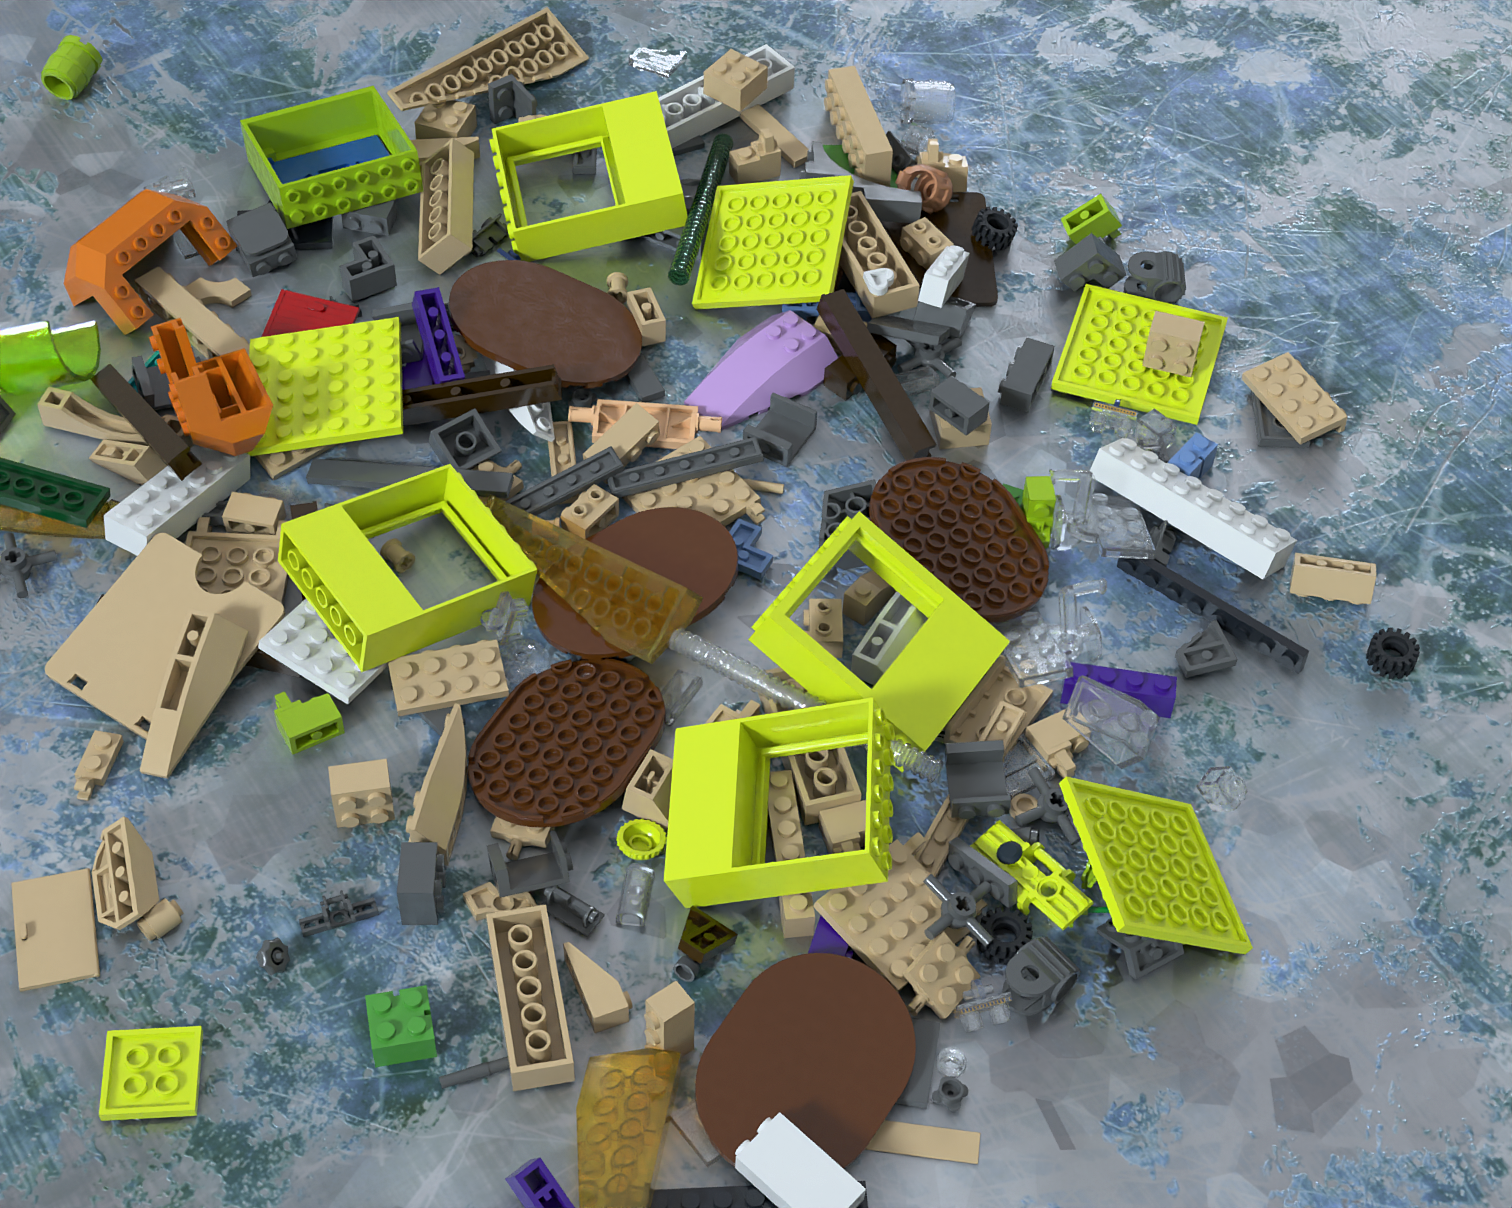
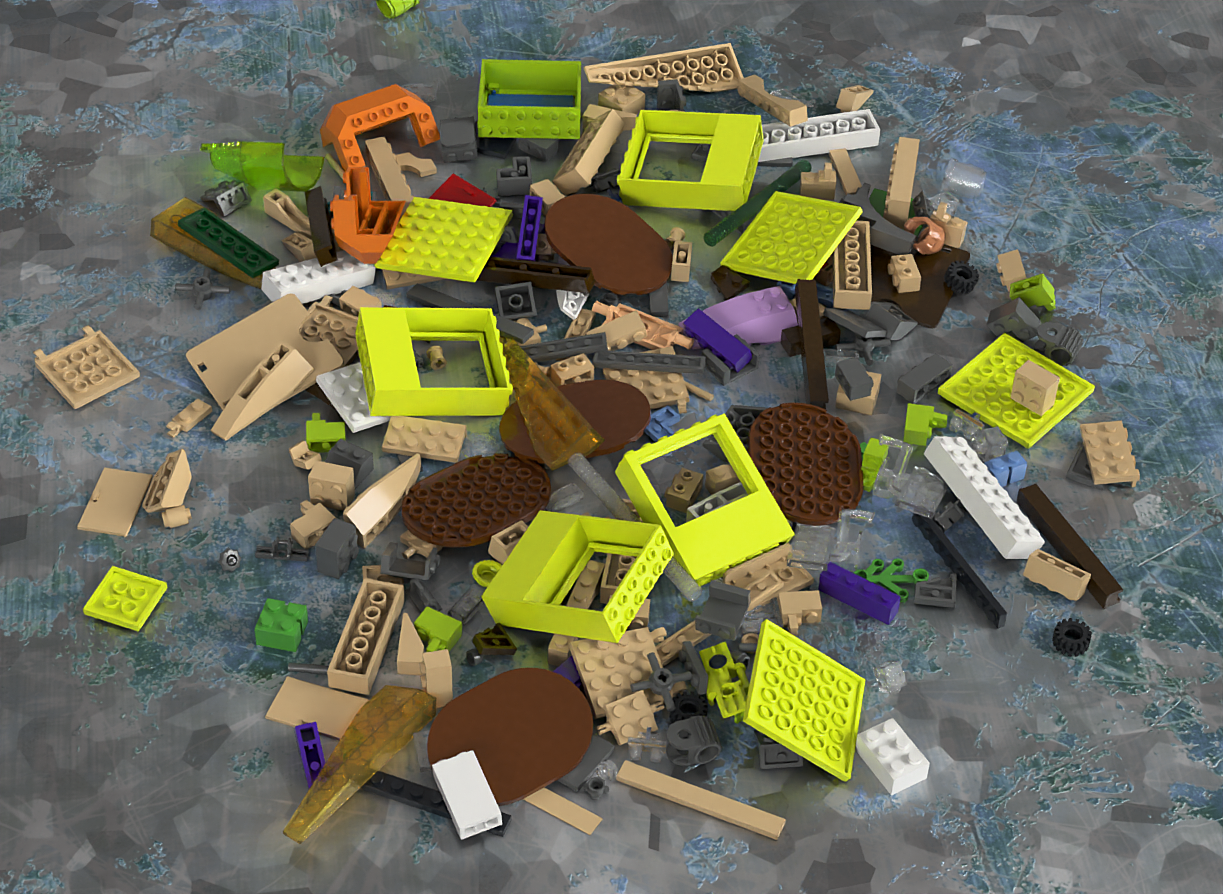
camera: 25 degrees right, 5 degrees down
(117, 332) = (335, 165): none -> tan bar
(295, 764) = (302, 456): none -> tan bracket
(363, 742) = (352, 456): none -> dark grey slope
(364, 859) = (311, 525): none -> tan hinge
(421, 276) = (548, 192): none -> tan brick
(504, 617) = (476, 414): clear hips -> none
(512, 1127) = (306, 702): none -> tan container
(619, 949) = (438, 630): none -> lime hinge
(673, 75) = (788, 111): none -> tan arch
(715, 325) = (728, 282): none -> dark brown wing
(731, 35) = (853, 98): none -> tan slope
(735, 80) = (829, 125): tan brick -> none
(752, 407) = (717, 340): none -> dark purple brick
(878, 280) = (844, 281): white tile -> none
(944, 276) = (897, 295): white brick -> none
(1048, 200) = (1011, 267): none -> tan brick
(1054, 435) = (919, 423): none -> lime hinge
(1088, 1054) = (701, 799): none -> tan tile
(1111, 721) = (836, 607): clear slope -> none
(1173, 640) = (887, 579): none -> bright green plant
(1286, 897) = (892, 756): none -> white brick
(1319, 532) = (1069, 544): none -> dark brown tile

